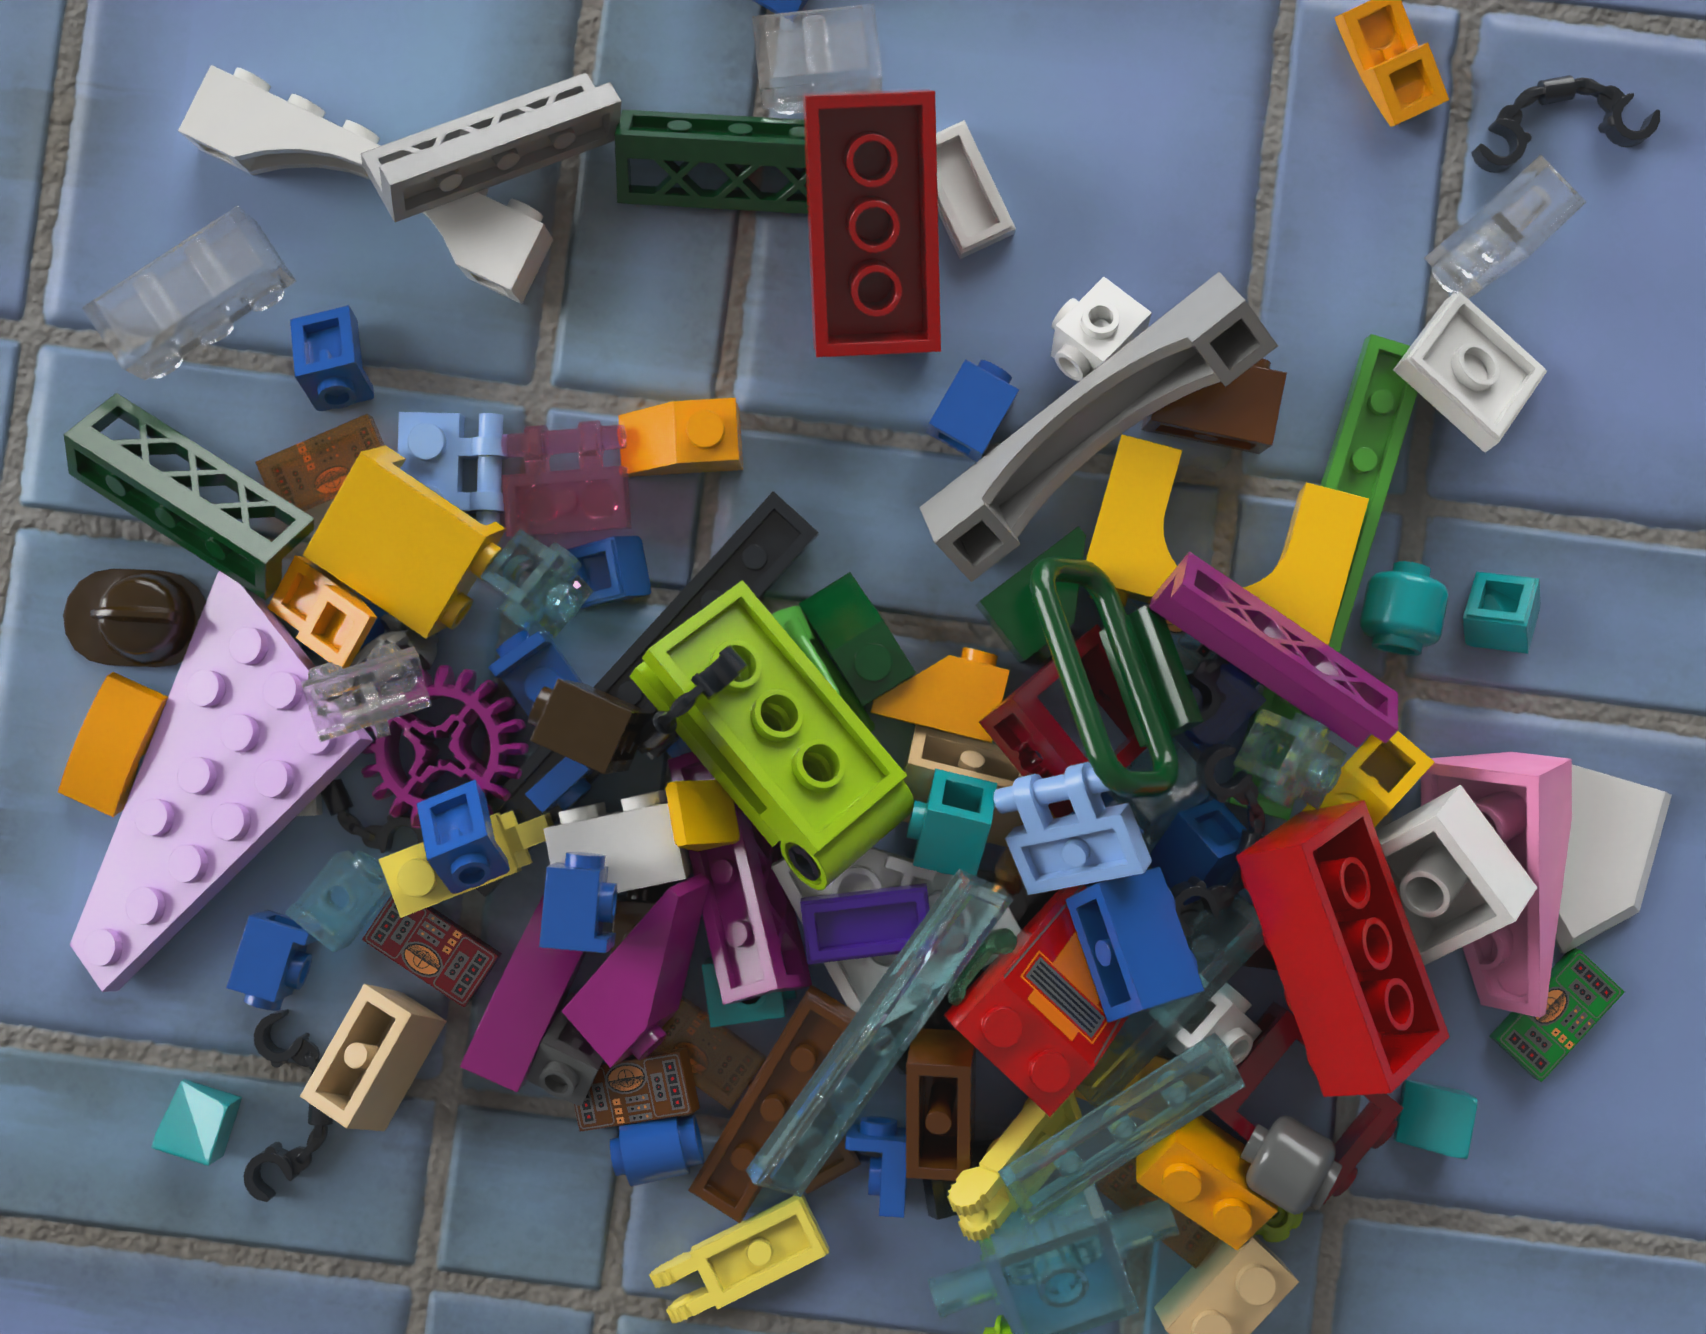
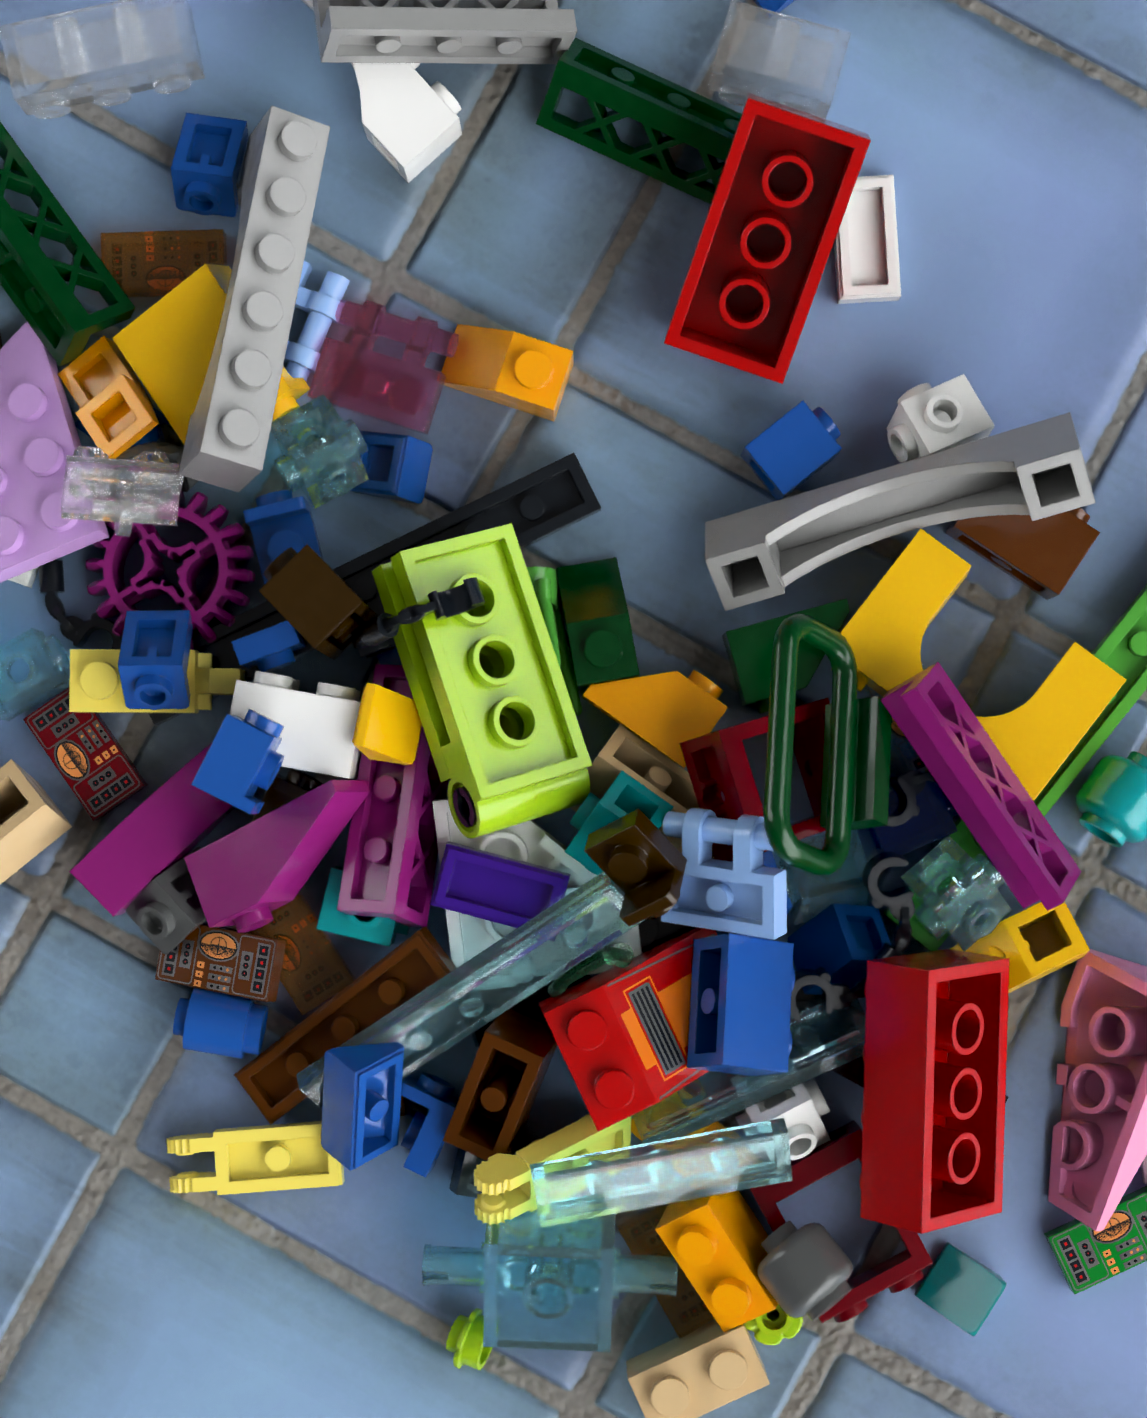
camera: 25 degrees right, 0 degrees up
(436, 534) = (241, 386): none -> light grey arch
(816, 1172) = (361, 1101): none -> blue slope
(990, 852) = (640, 864): none -> dark brown bracket
(1453, 874) = (1065, 1062): white brick -> none

